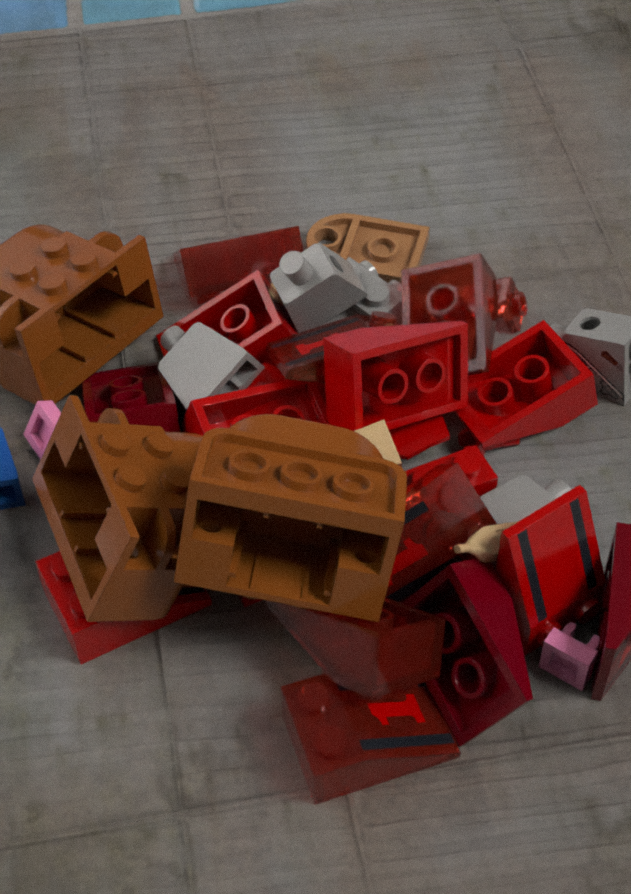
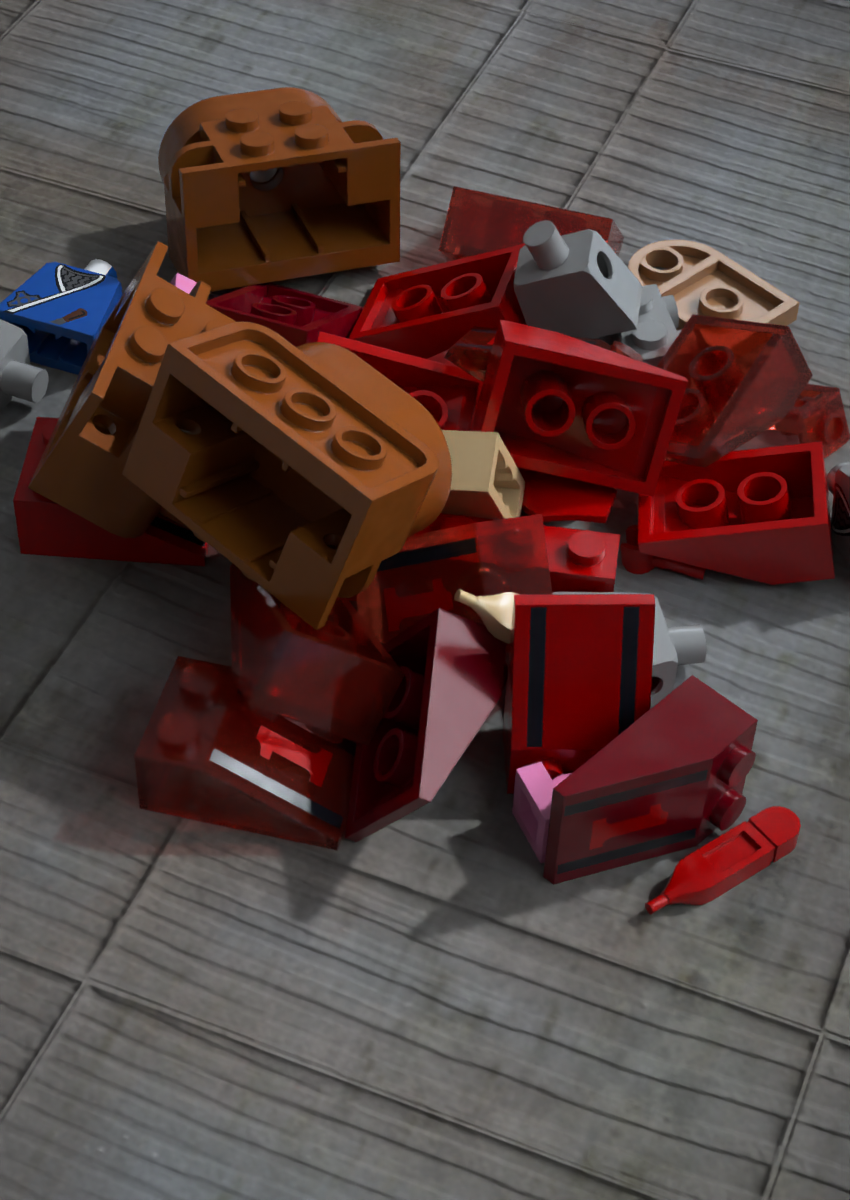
camera: 30 degrees right, 5 degrees down
(205, 363) = (385, 311): light grey torso -> none

